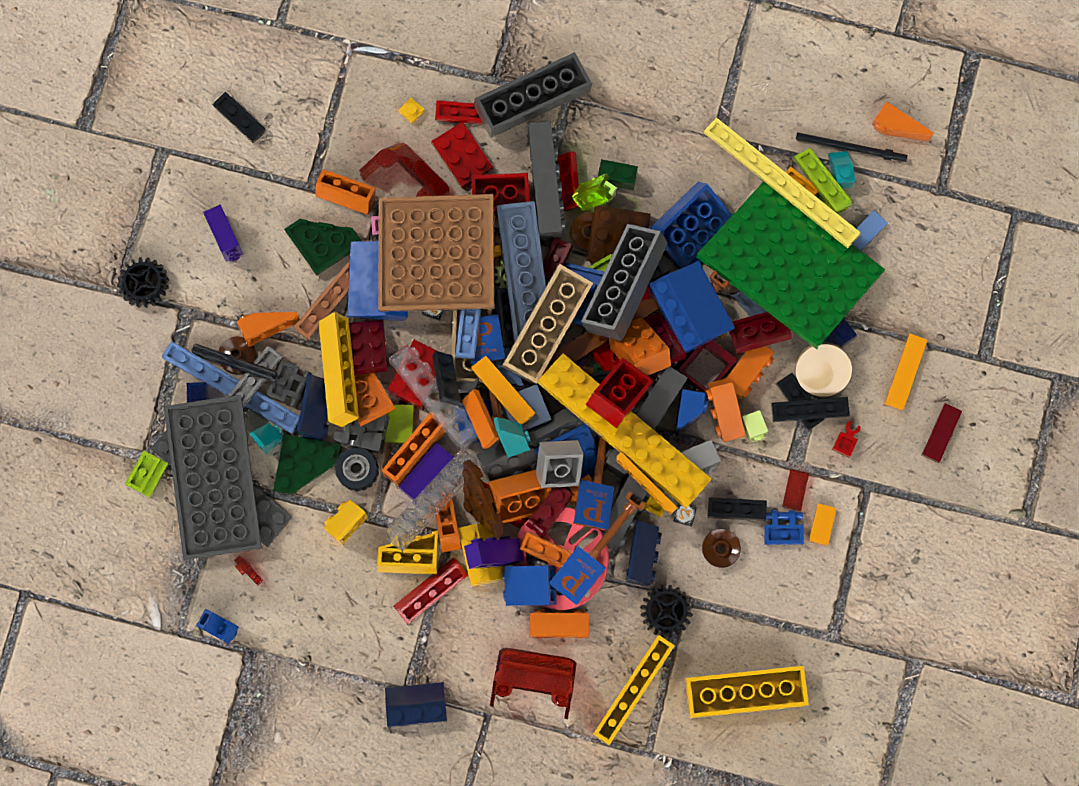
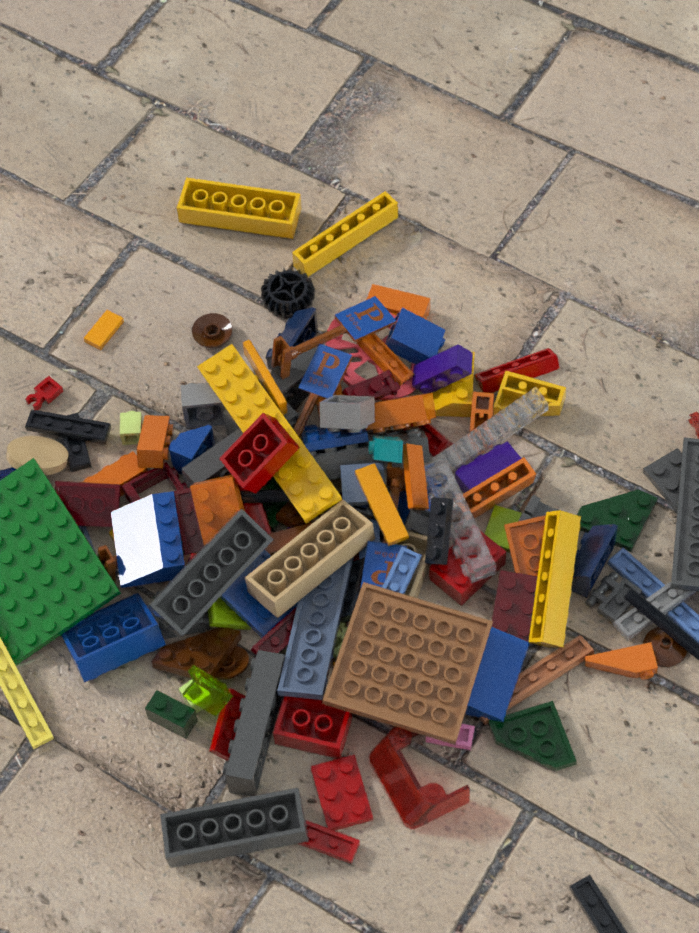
camera: 155 degrees left, 20 degrees down
(223, 233) = (650, 769): dark purple window -> none
(267, 437) = (652, 543): teal slope -> none
(345, 191) = (492, 779): orange brick -> none
(345, 521) = (587, 442): yellow slope -> none
(365, 477) = (563, 482): black wheel -> none
(411, 110) = (385, 862): yellow plate -> none
(415, 705) = (561, 275): dark blue slope -> none
(479, 499) = (442, 424): reddish brown plate -> none
(534, 673) = (431, 276): clear red windscreen -> none
(737, 509) = (177, 357): black plate -> none
(783, 534) = (143, 328): blue plate -> none
(795, 489) = (116, 365): clear red tile -> none

